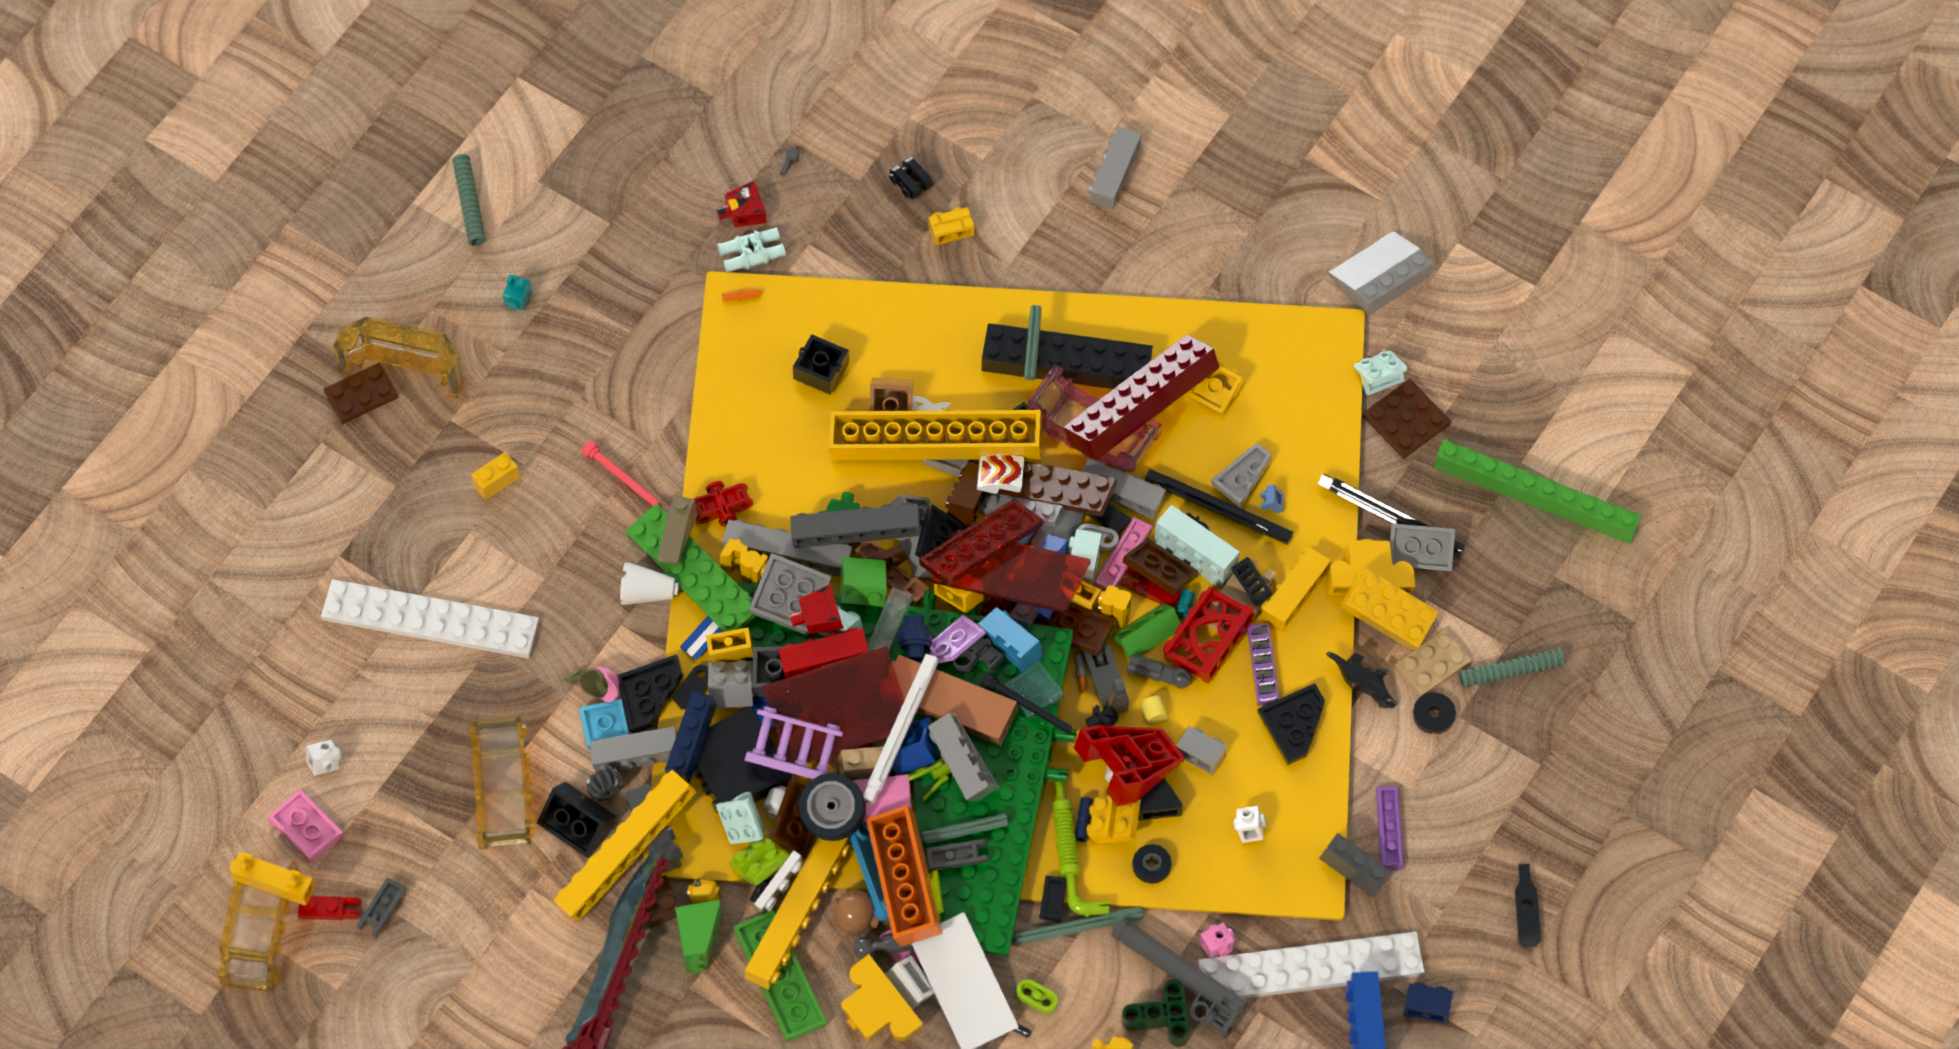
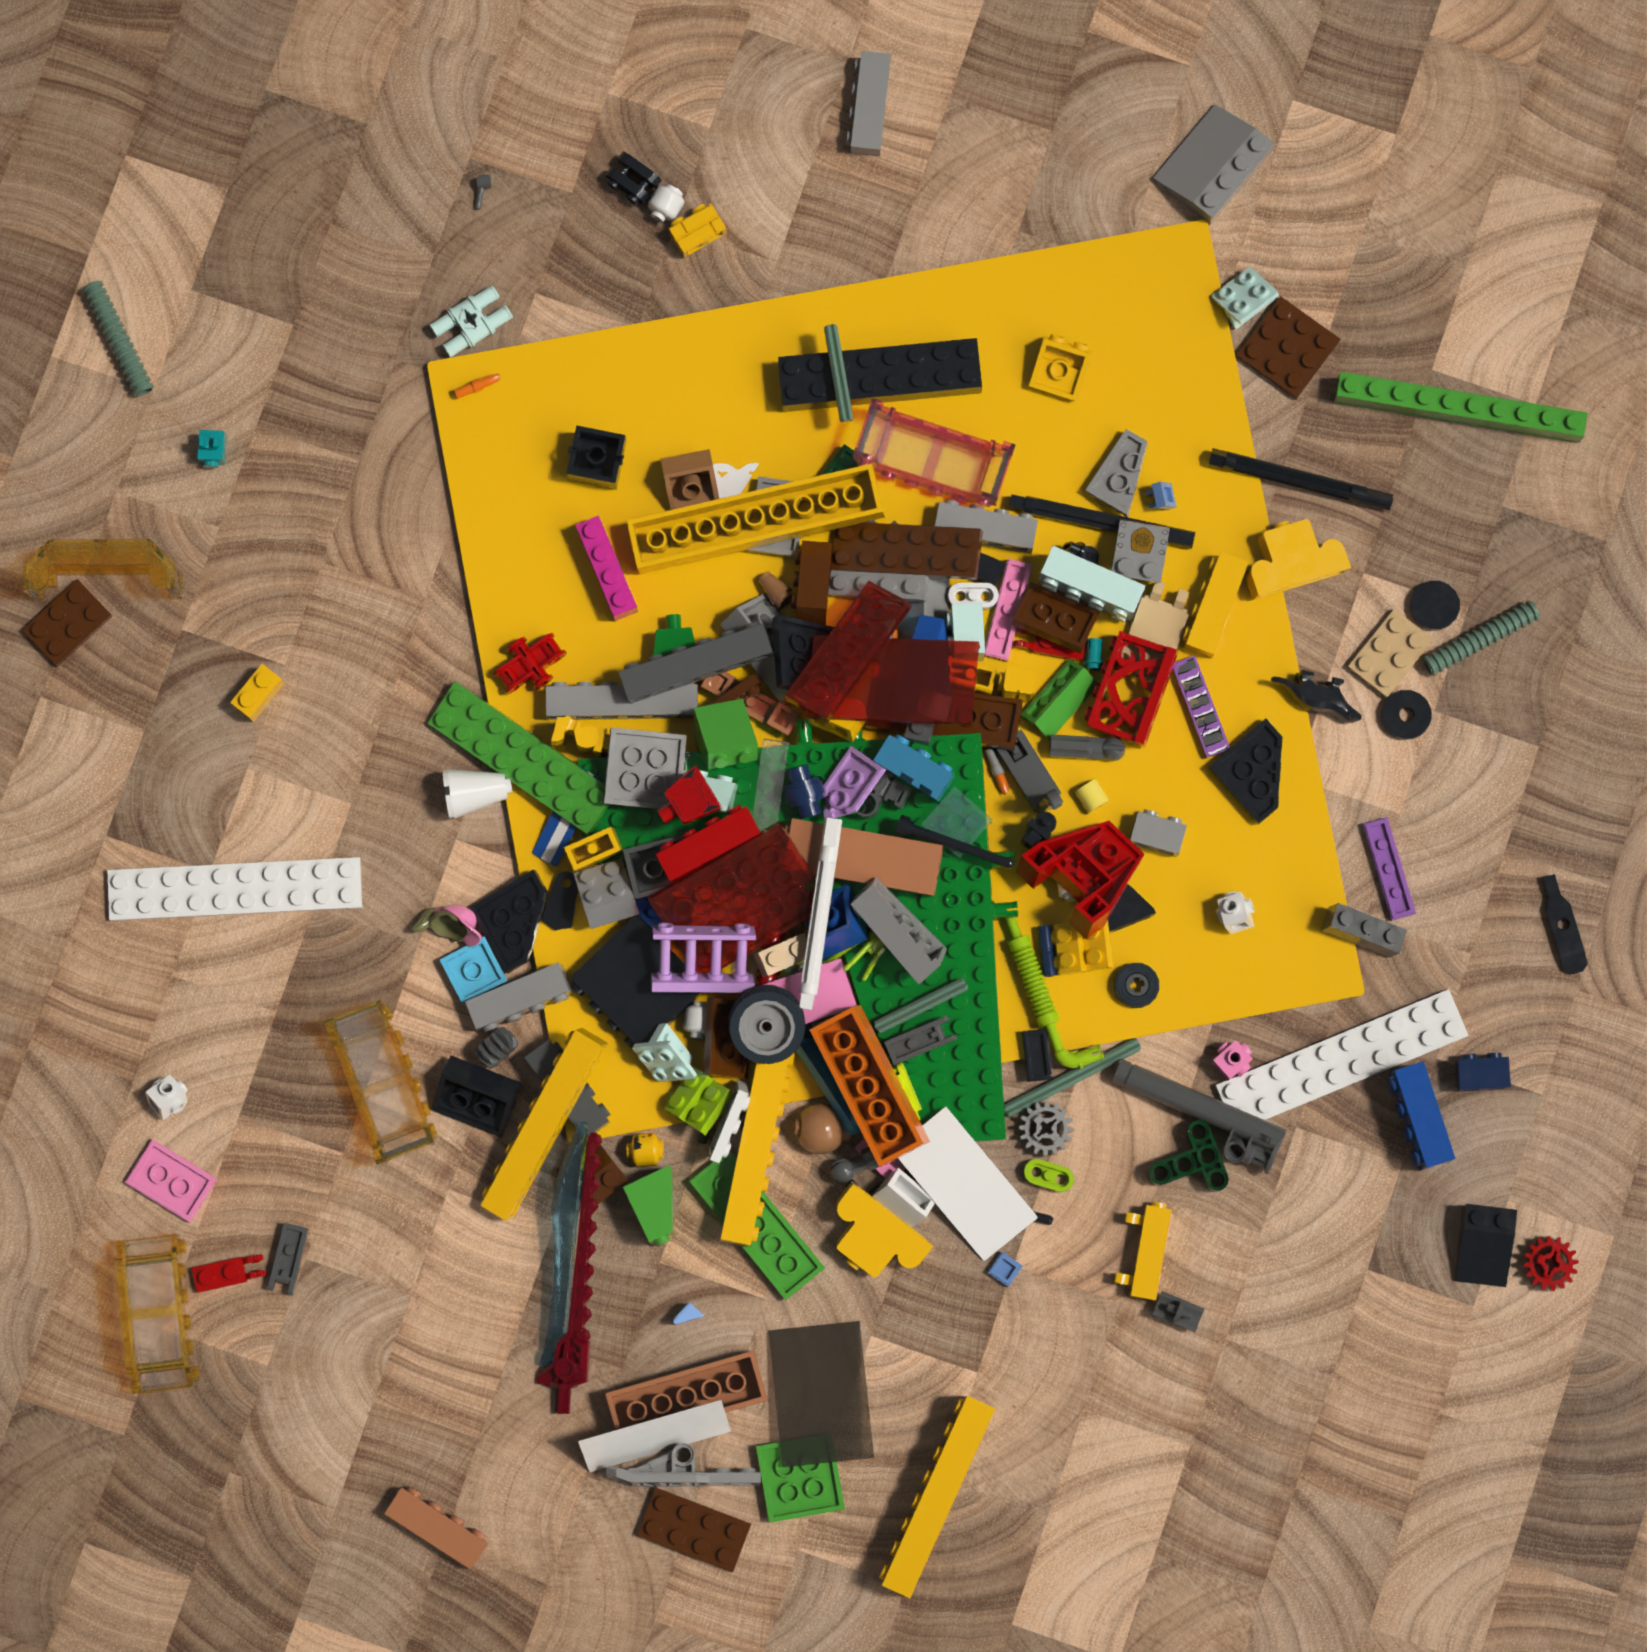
camera: 15 degrees left, 20 degrees up
(272, 878) = (160, 1274): yellow brick -> none
(592, 451) = (360, 630): coral piece -> none
(677, 529) = (491, 718): dark tan slope -> none
(691, 735) = (581, 976): dark blue brick -> none
(700, 1032) = (687, 1314): none -> light blue slope
(743, 206) = (445, 266): red torso -> none
(804, 447) = (606, 568): none -> dark pink brick
(931, 200) = (666, 203): none -> white head
(936, 494) = (776, 590): none -> medium nougat cone
(1000, 472) = (844, 550): slope -> none
(1049, 950) = (1037, 1120): none -> light grey gear
(1141, 397) = (983, 415): dark red brick -> none
(1240, 568) = (1165, 598): black slope -> none
(1244, 531) = (1140, 551): none -> light grey slope
(1389, 609) = (1329, 607): yellow brick -> none
(1423, 546) = (1347, 513): light grey plate -> none
(1479, 636) = (1434, 605): none -> black tile

